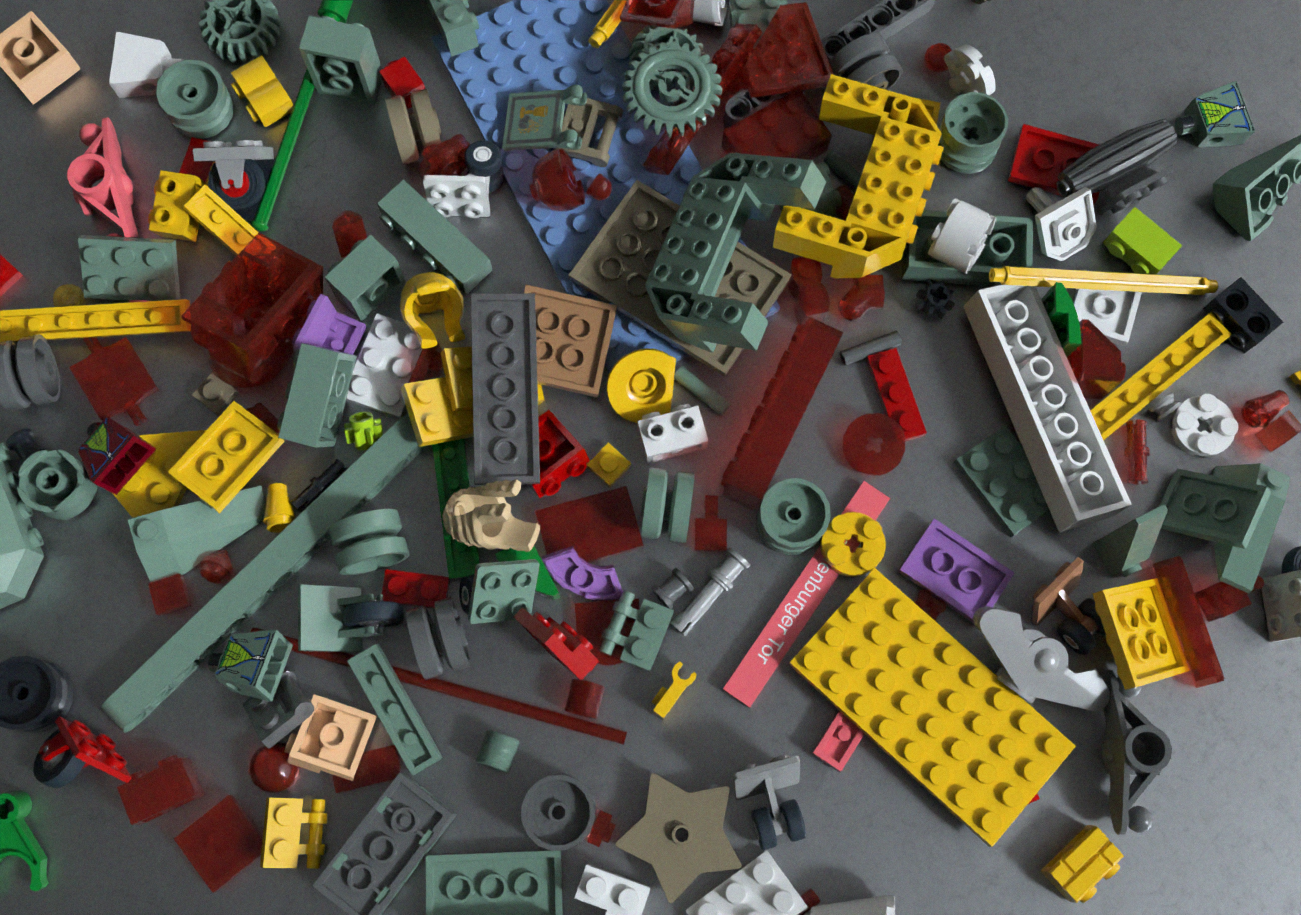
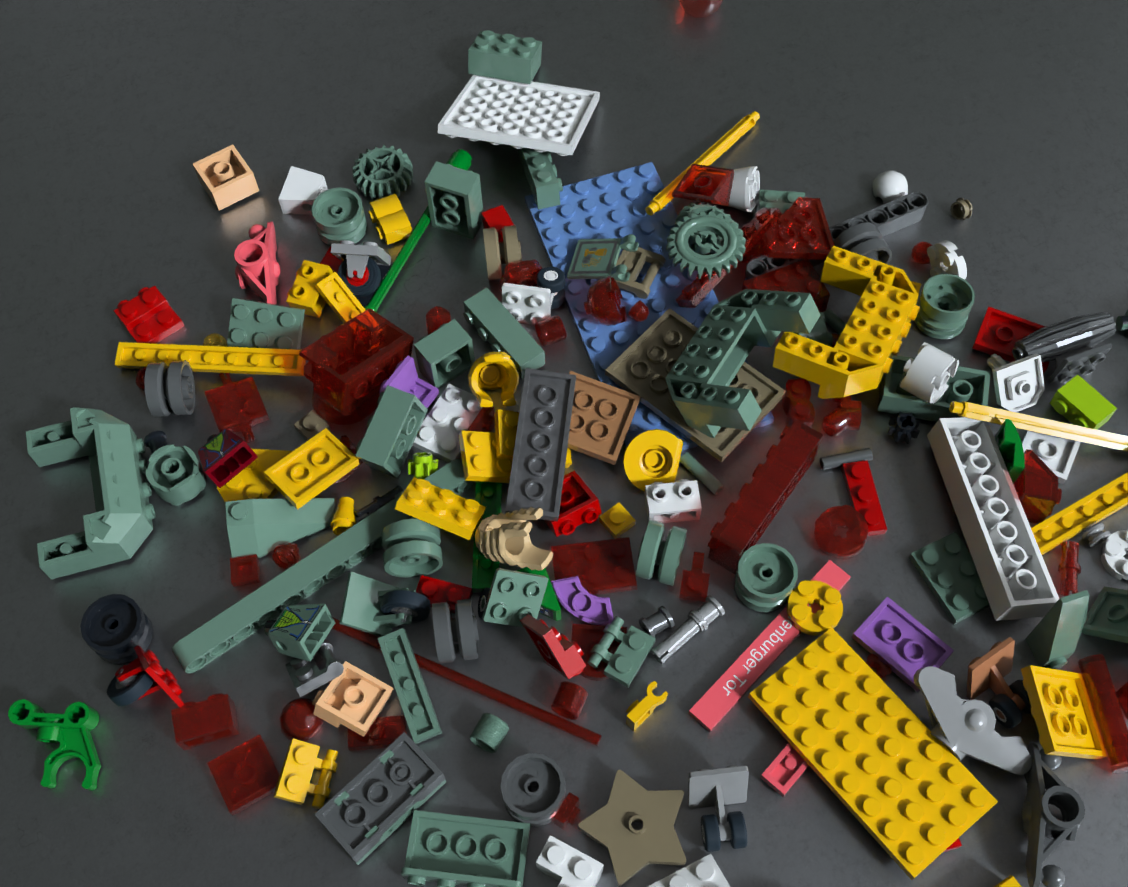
camera: 15 degrees right, 15 degrees down
(395, 489) = (440, 508): none -> yellow plate
(492, 225) = (550, 330): none -> clear red piece

